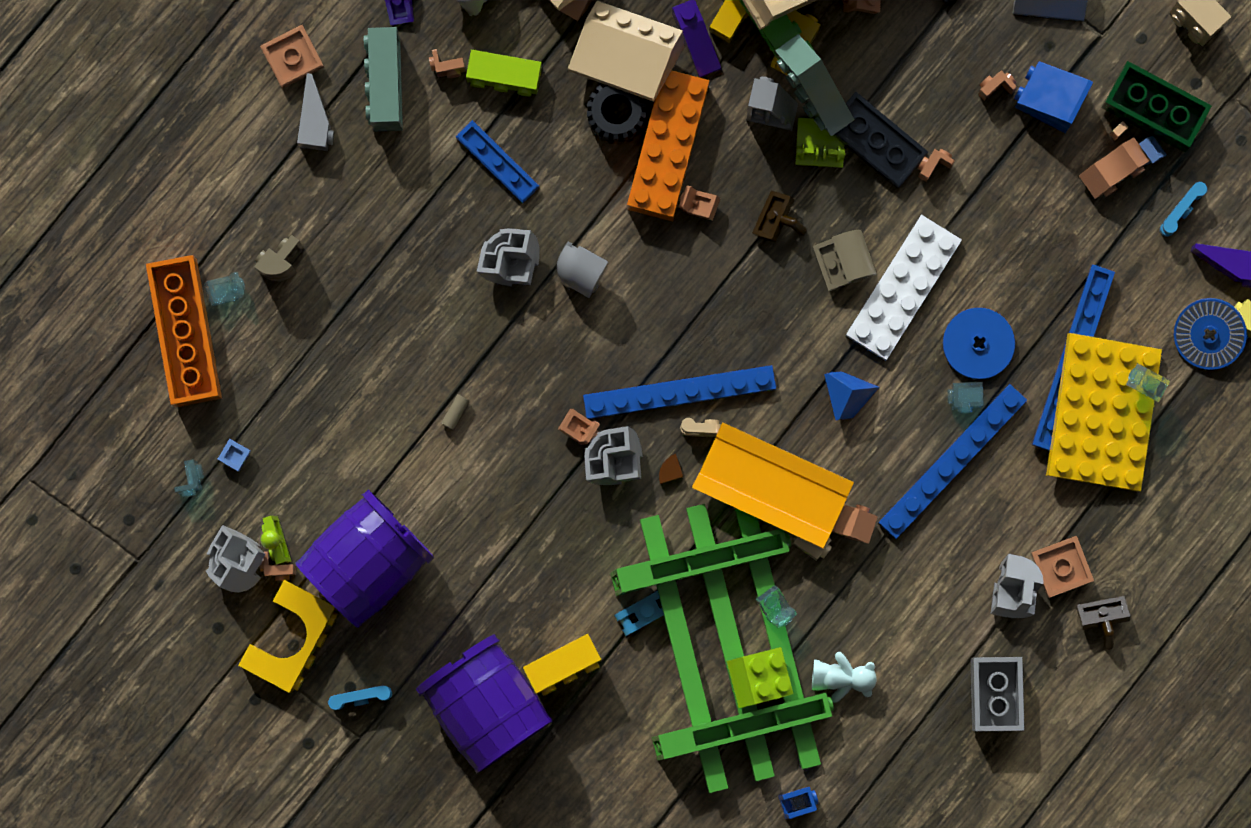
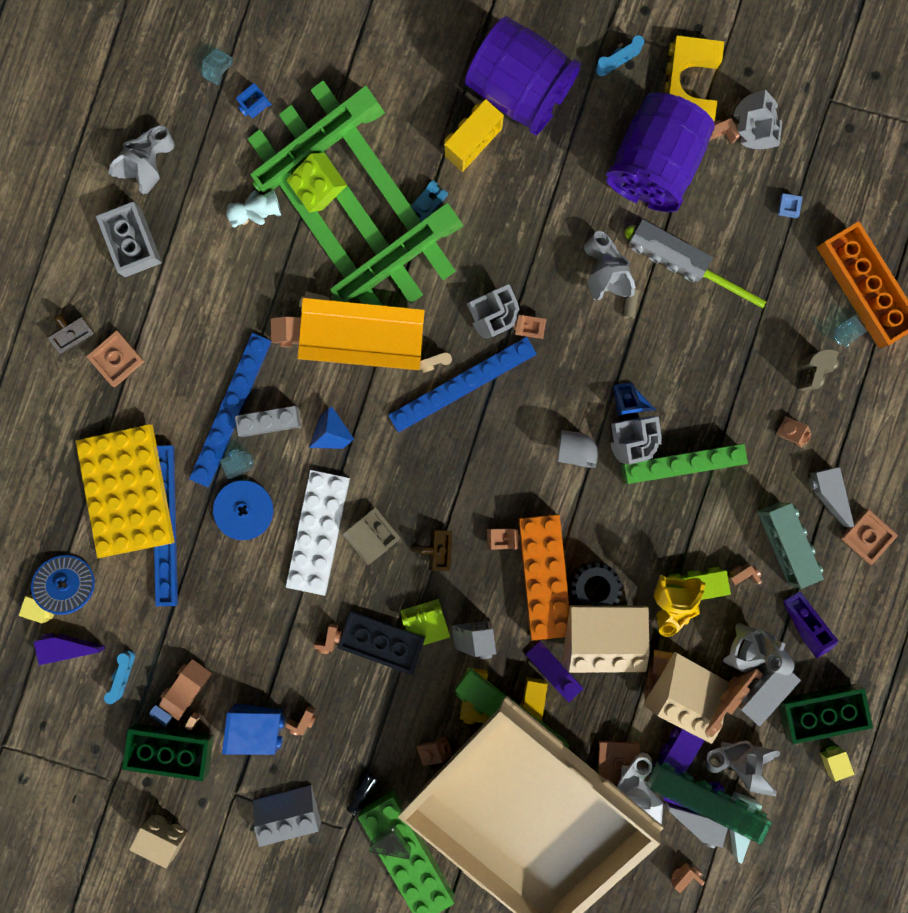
camera: 160 degrees right, 5 degrees up
(194, 474) = (815, 178): clear light blue bracket -> none
(274, 540) = (733, 150): lime plate -> none
(328, 201) = (794, 432): none -> nougat bracket
(380, 442) = (679, 257): none -> piece
(463, 210) = (684, 464): none -> bright green brick
(465, 456) = (611, 270): none -> light grey piece
(497, 162) = (673, 513): blue tile -> none
(497, 303) = (630, 400): none -> blue slope
(535, 60) = (677, 603): none -> yellow piece
(670, 470) = (446, 321): reddish brown tile -> none
(776, 607) = (323, 242): clear light blue bracket -> none
(813, 85) = (446, 666): sand green brick -> none
(913, 430) = (268, 421): none -> light grey brick
(950, 784) = (139, 158): none -> light grey piece
(1016, 588) = (143, 327): light grey brick -> none
(1147, 382) = (94, 525): clear light blue brick -> none

